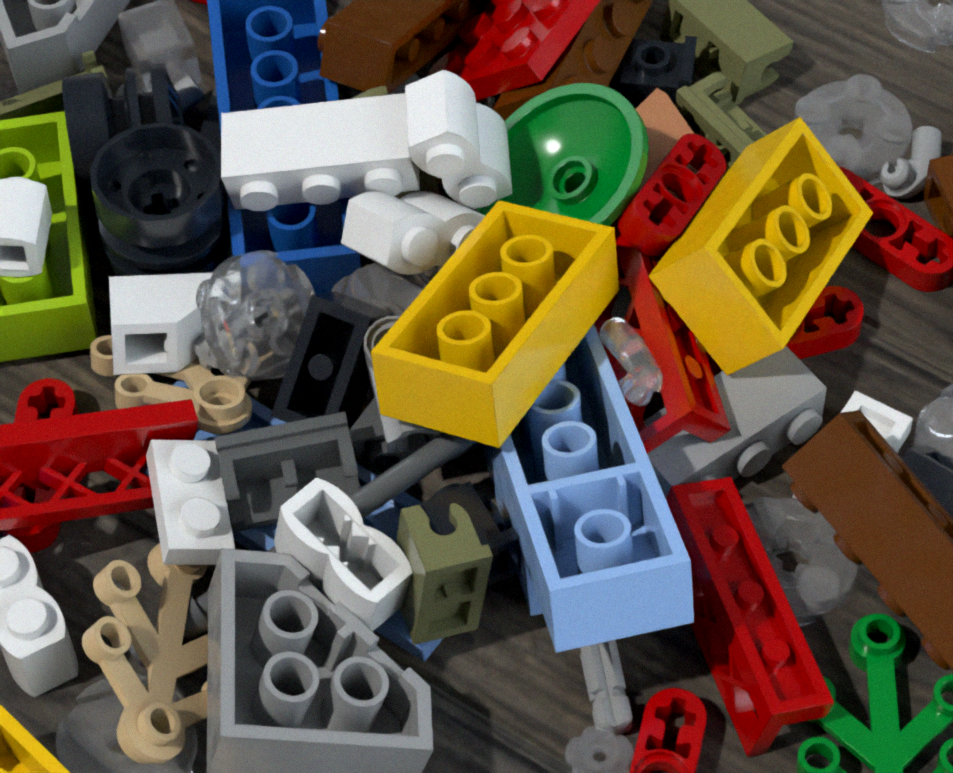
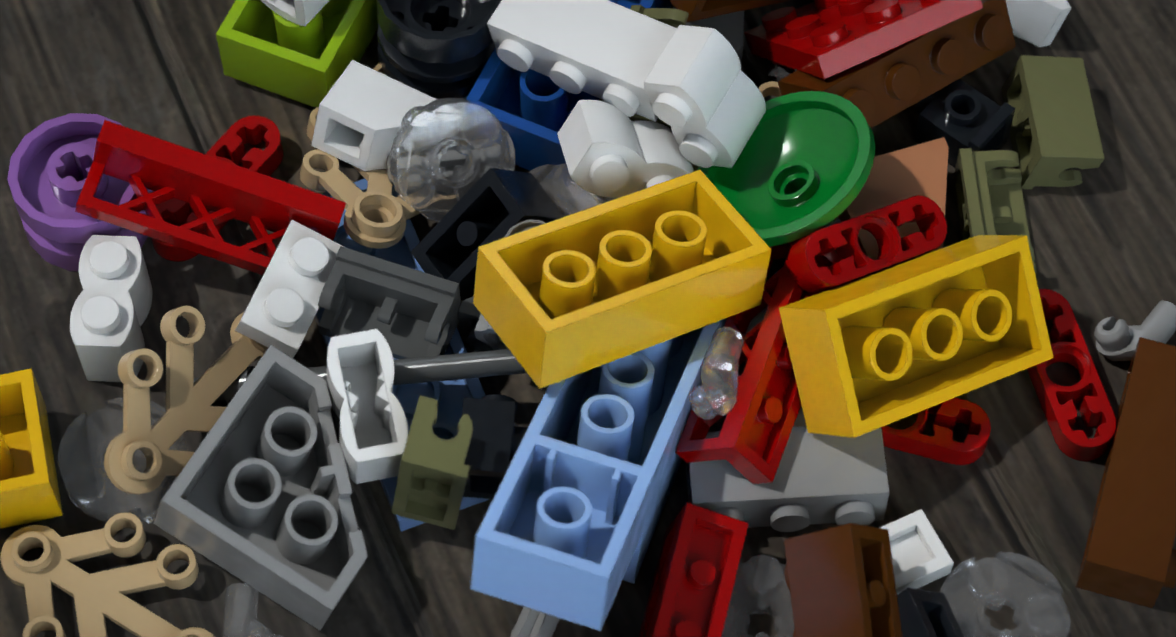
camera: 30 degrees right, 5 degrees up
(863, 106) = (1110, 239): clear plate -> none

